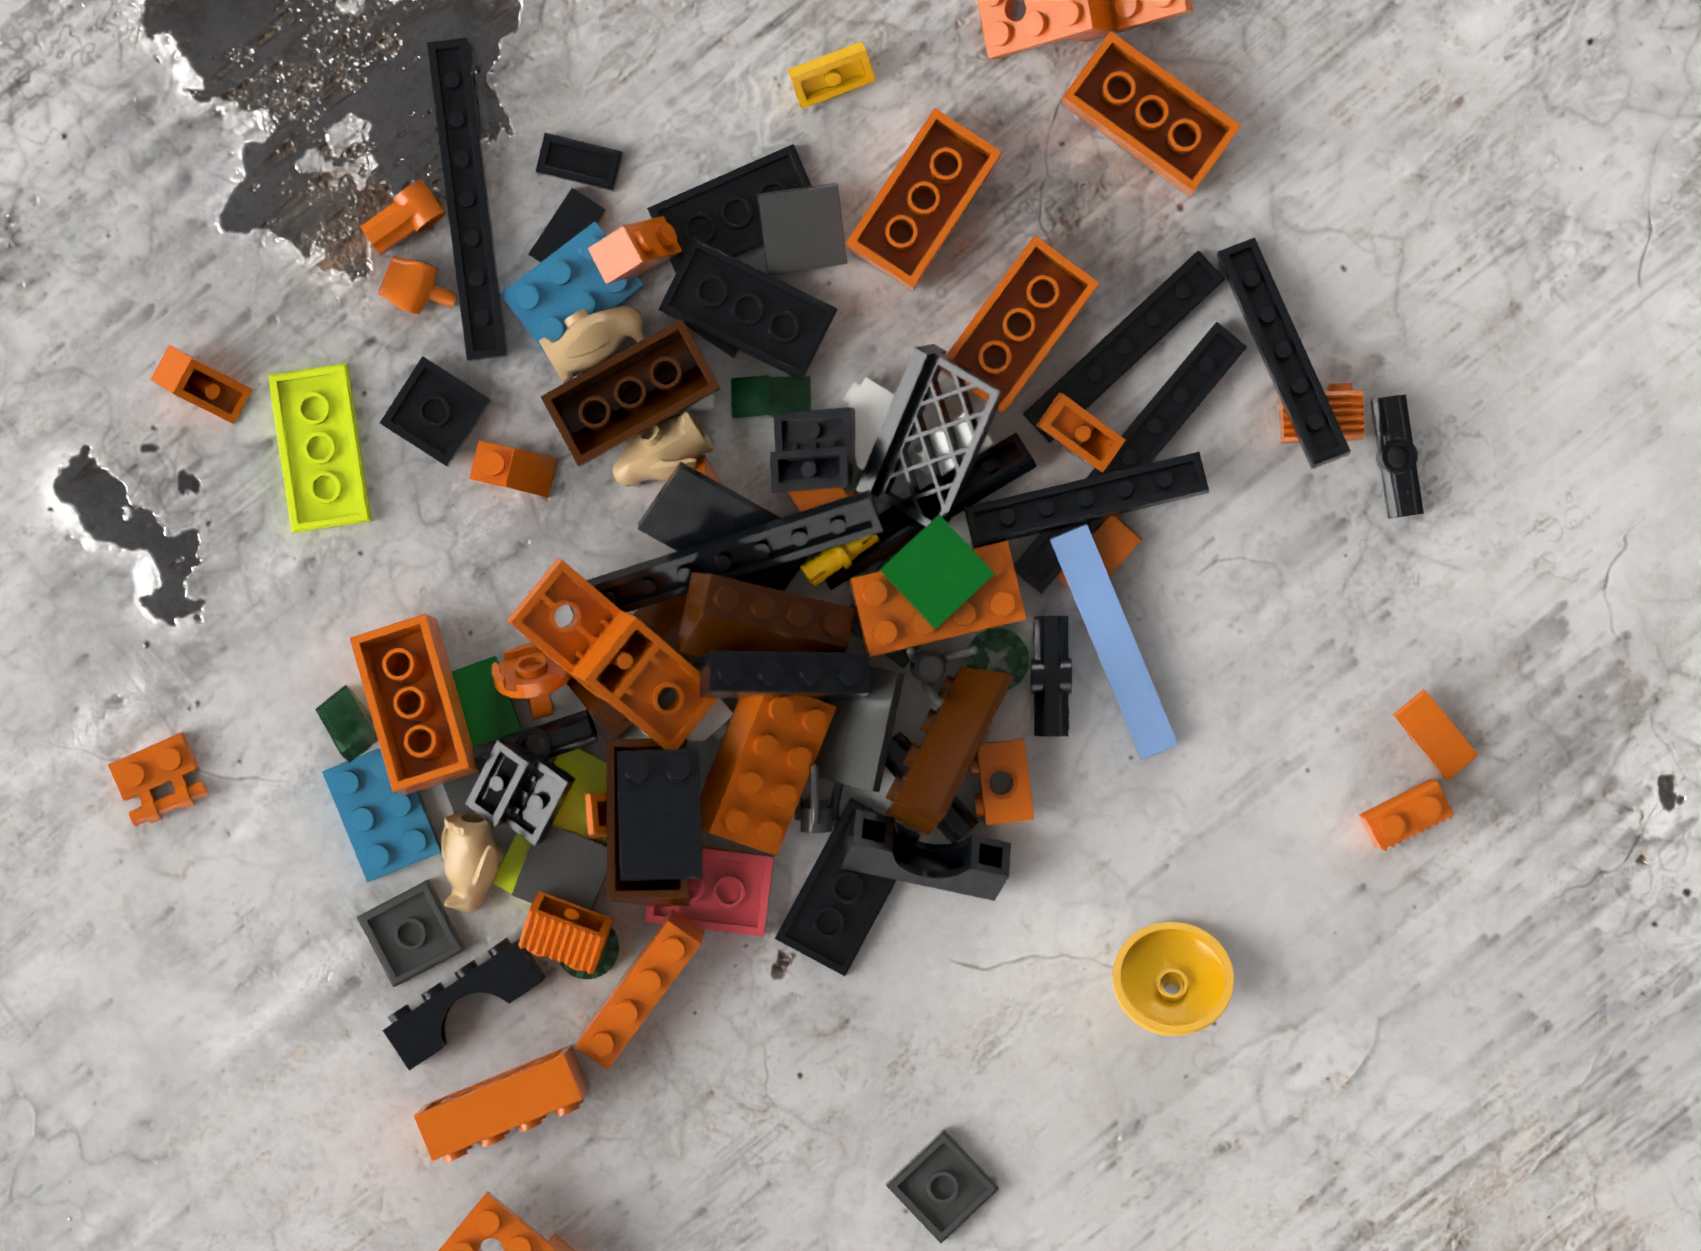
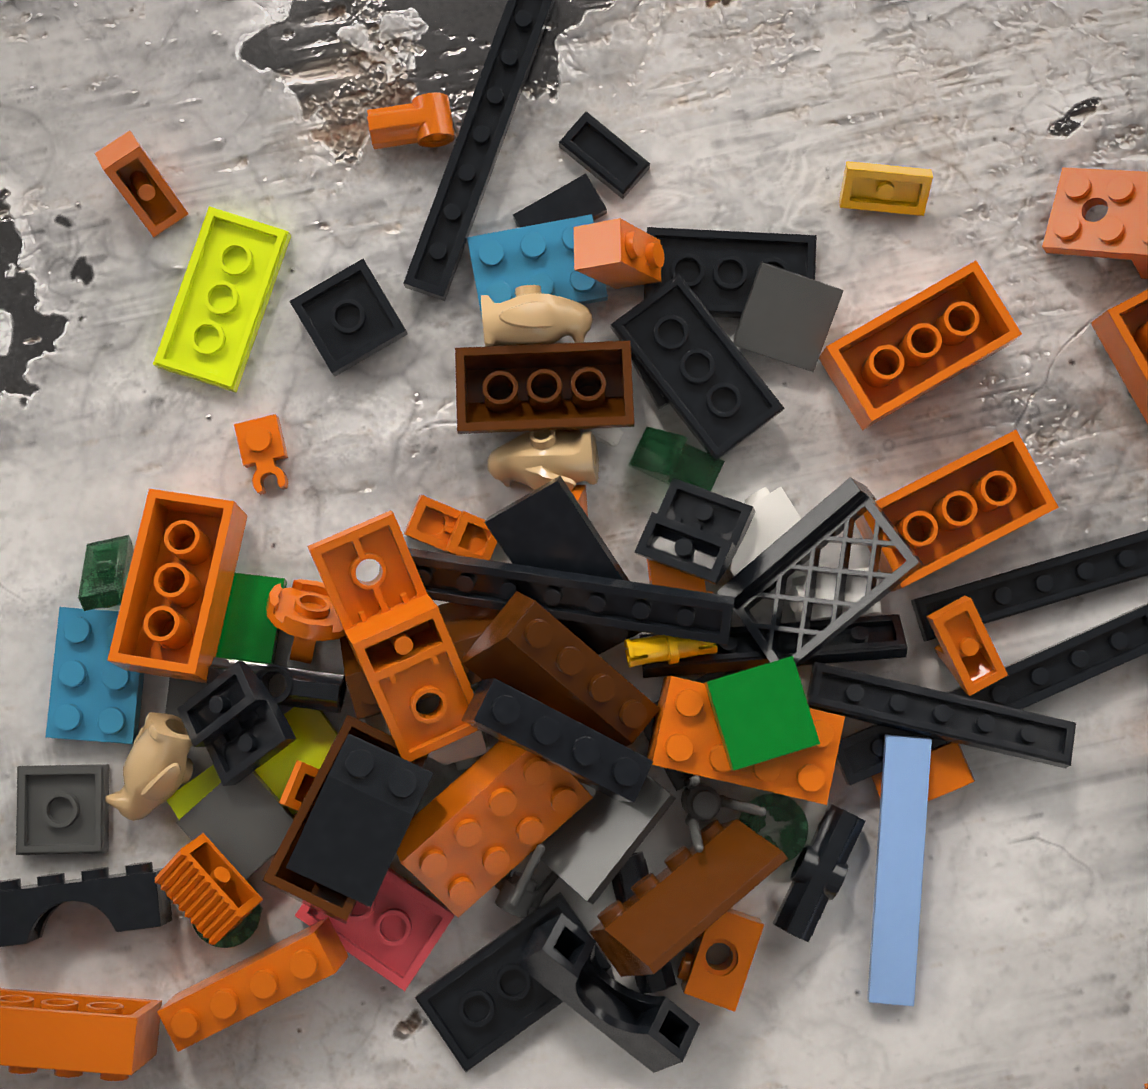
camera: 25 degrees right, 5 degrees down
(412, 284) = (388, 189): orange piece -> none
(418, 556) = (261, 446): none -> orange plate
(513, 468) = (395, 408): orange slope -> none
(611, 547) = (450, 529): none -> orange slope

